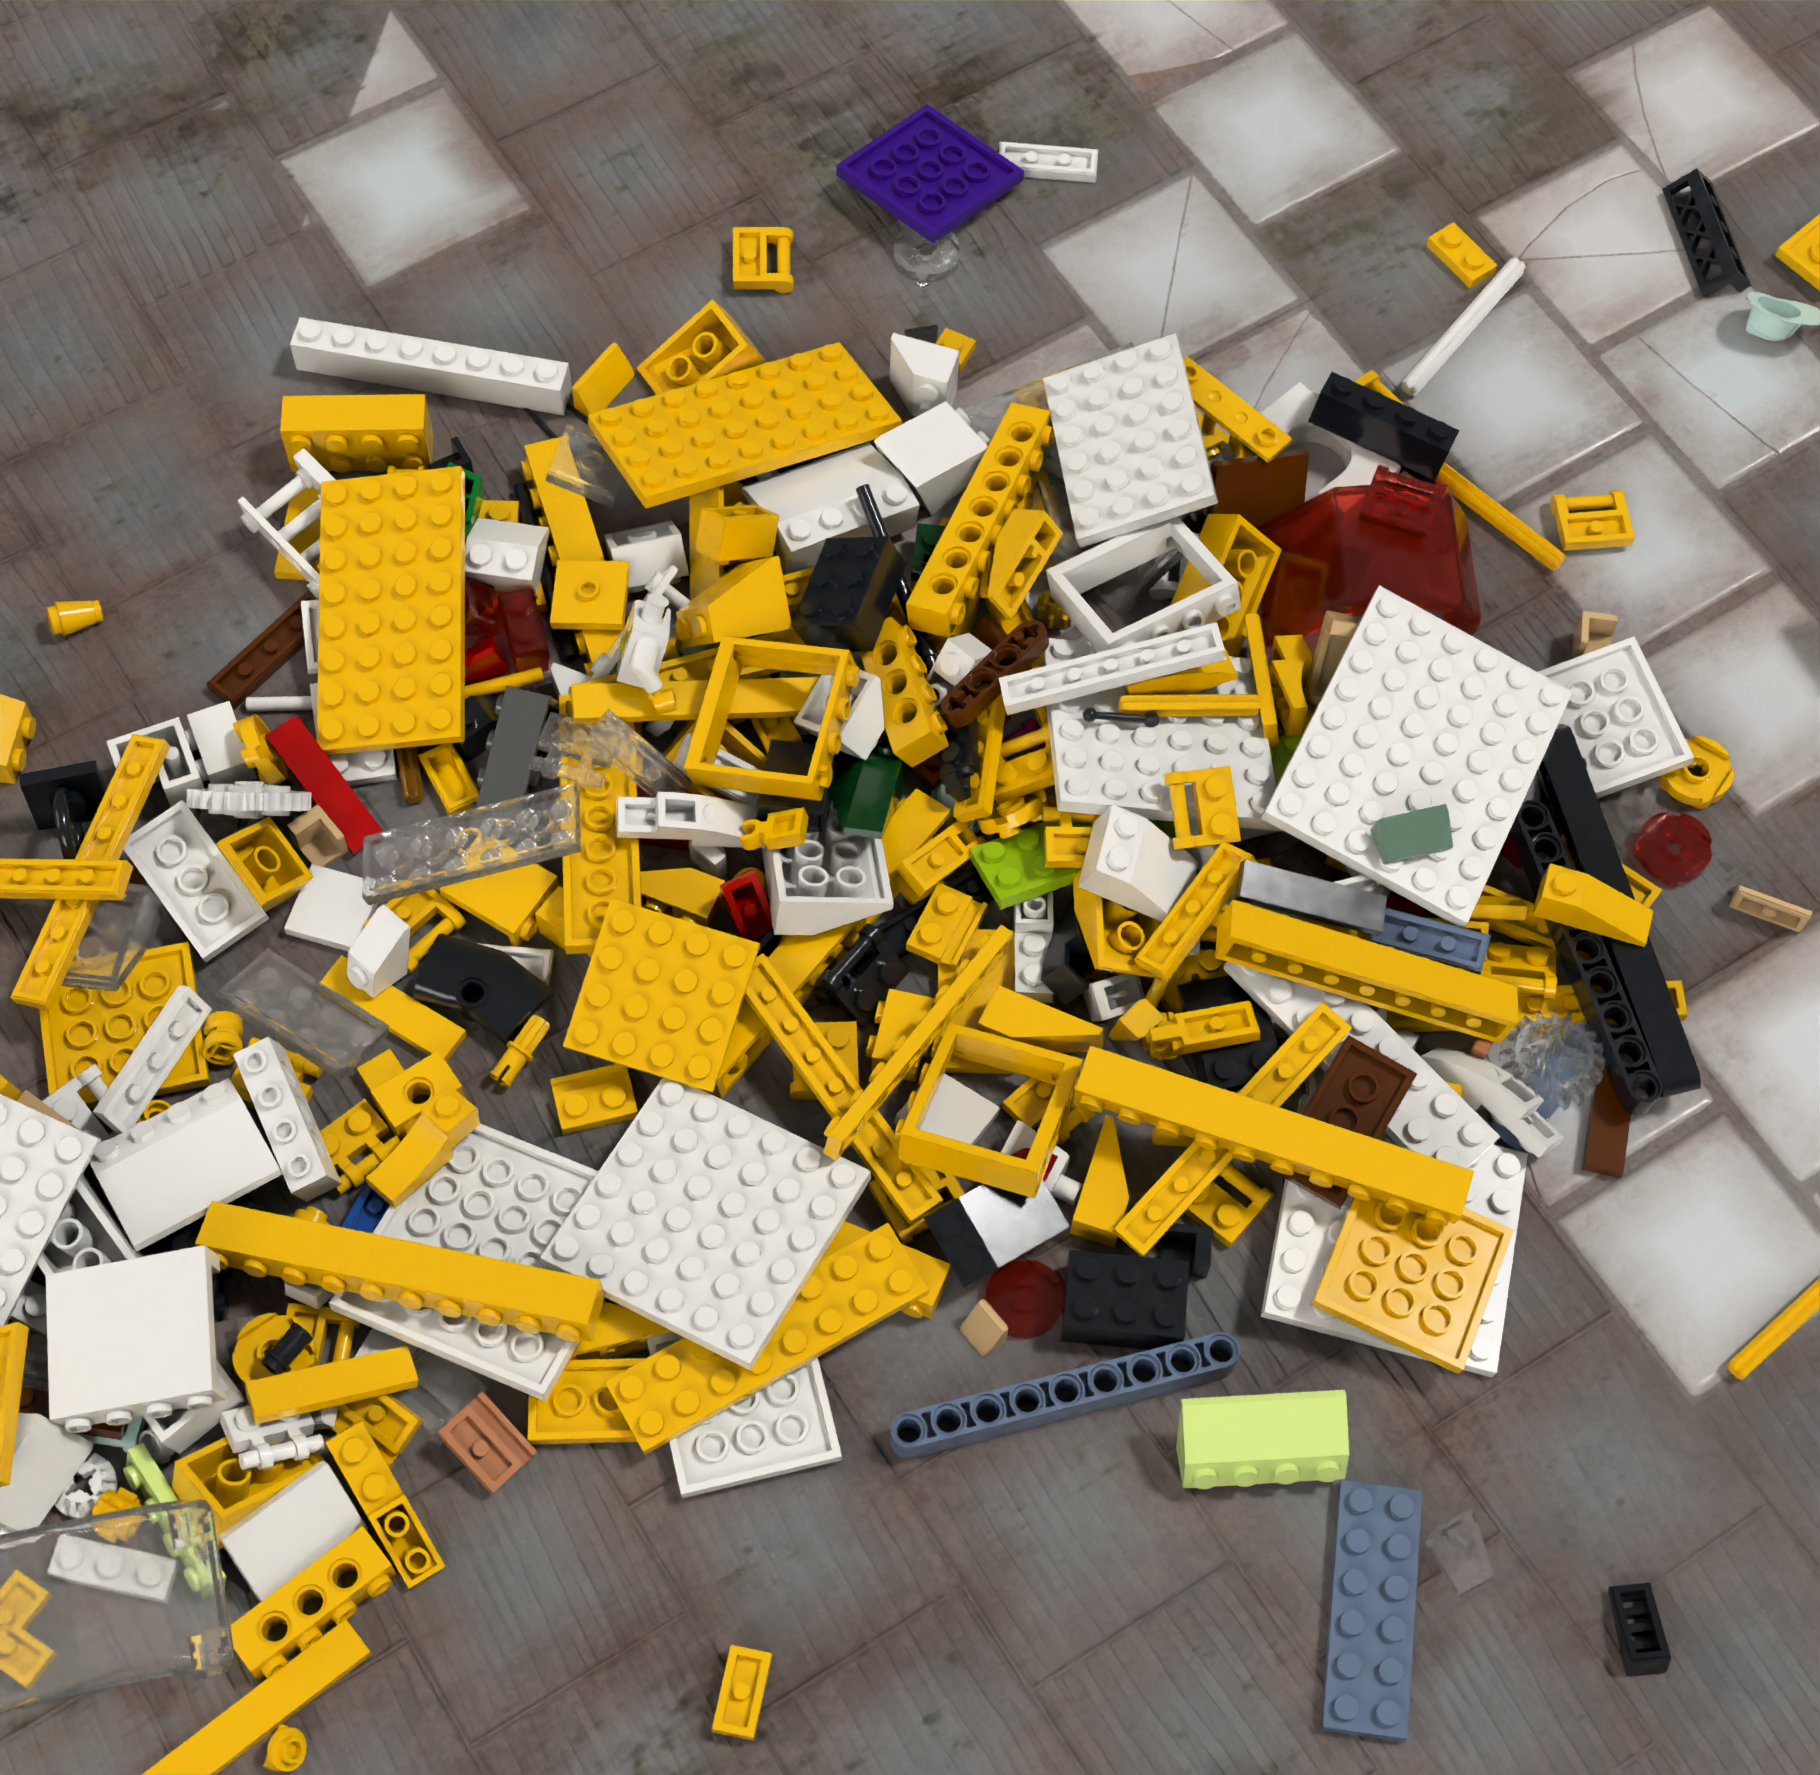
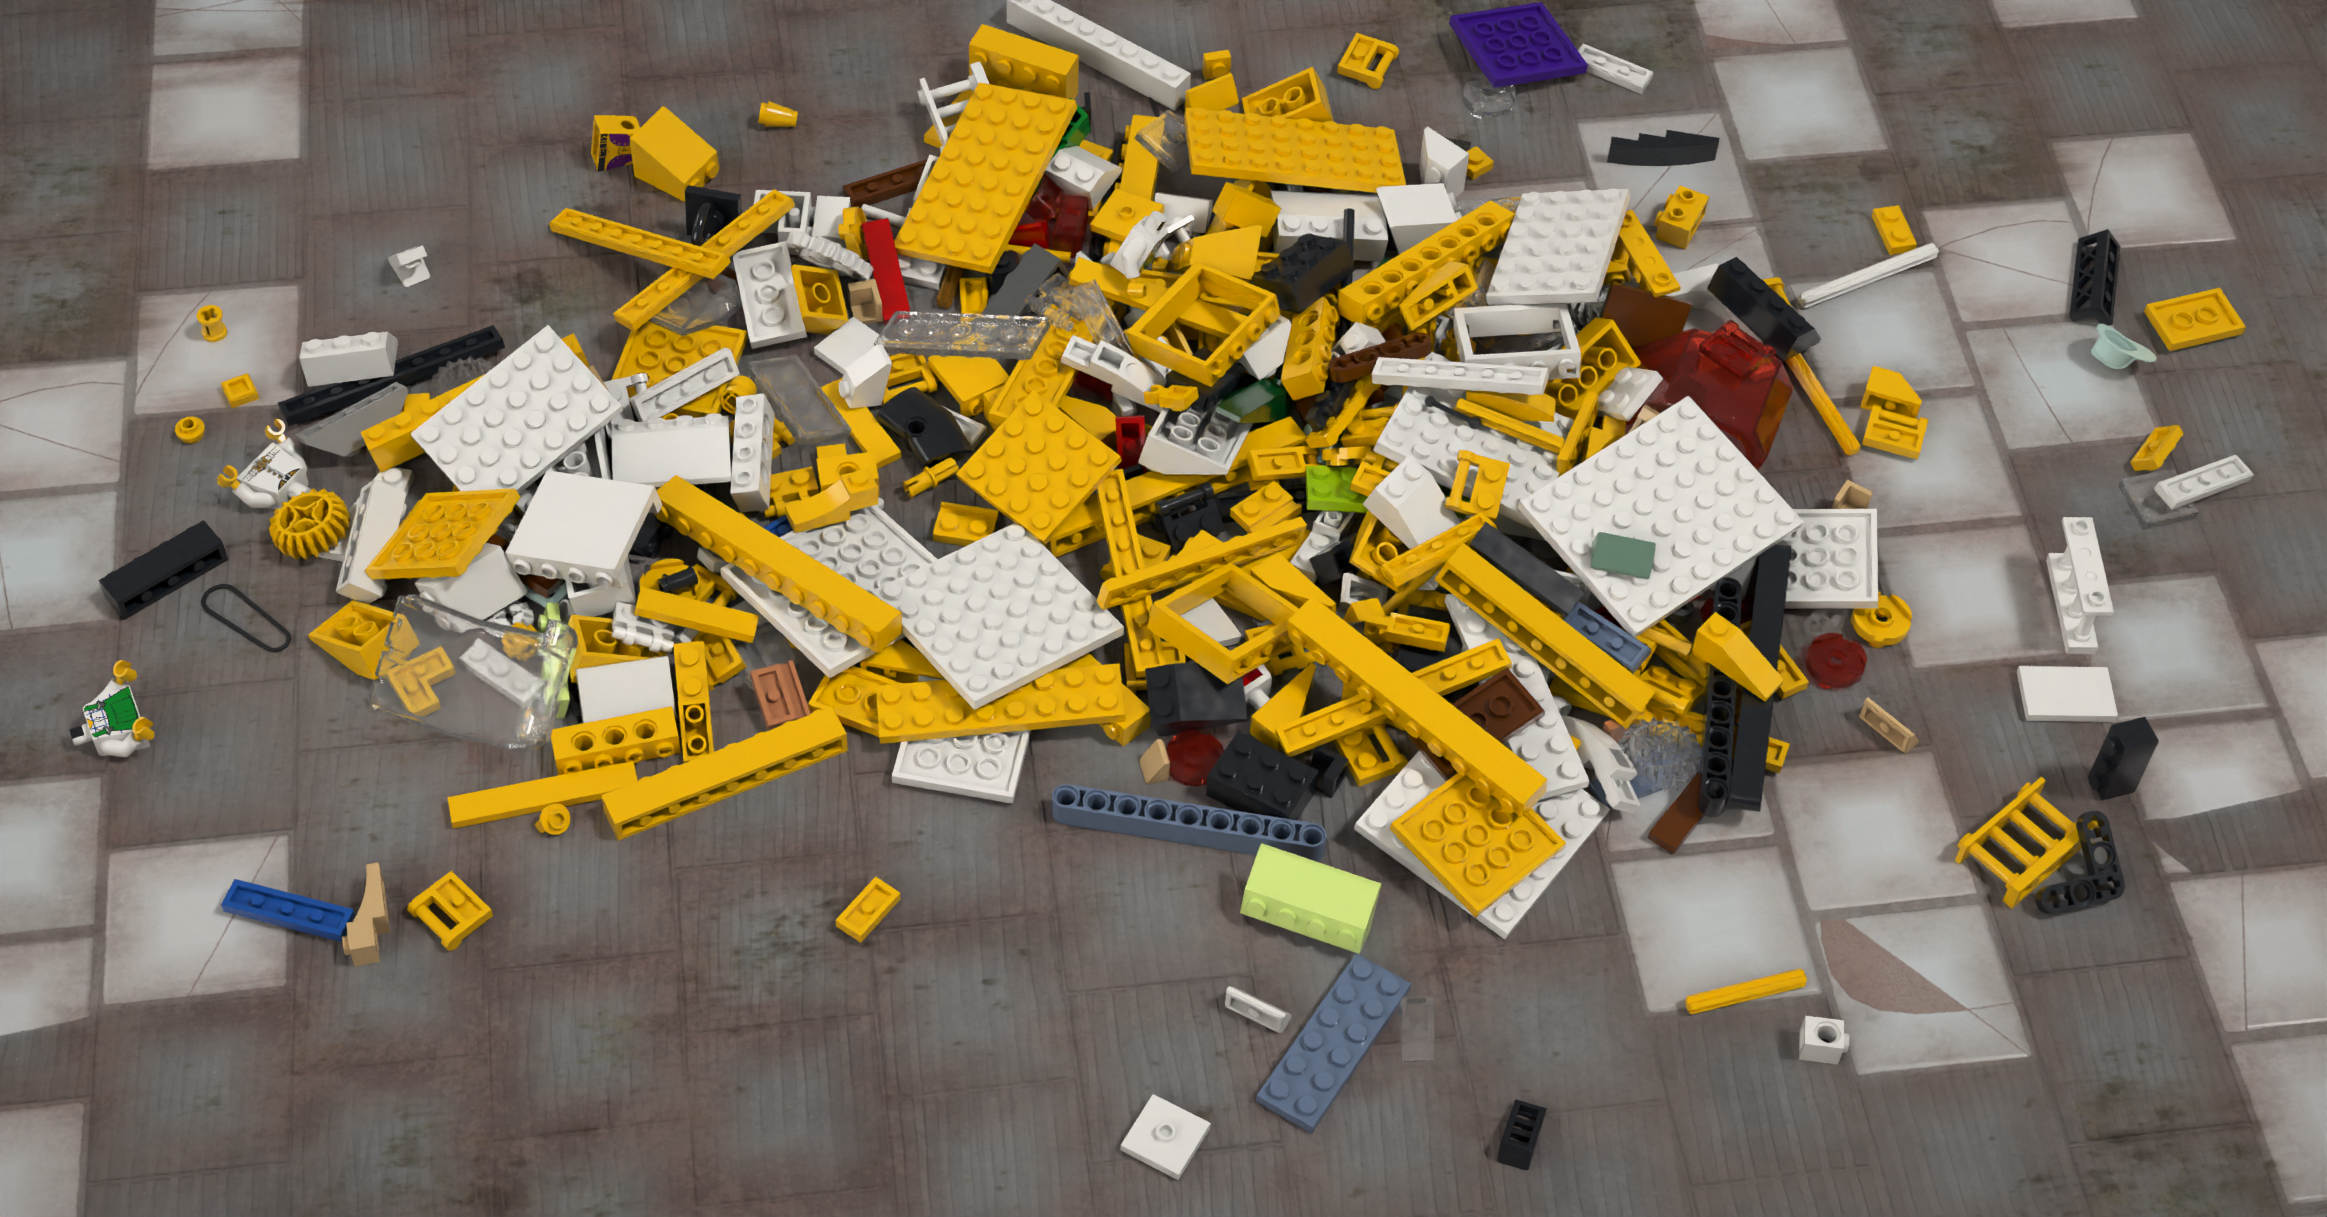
camera: 25 degrees right, 10 degrees down
(469, 1585) = (724, 773): none -> yellow brick
(587, 334) = (1216, 64): none -> yellow plate
(1155, 254) = (1671, 150): none -> black slope
(1225, 332) = (1681, 216): none -> yellow brick
(1265, 1606) = (1256, 1009): none -> white slope
(1291, 597) = (1628, 393): none -> white plate
(1565, 472) = (1891, 392): none -> yellow slope

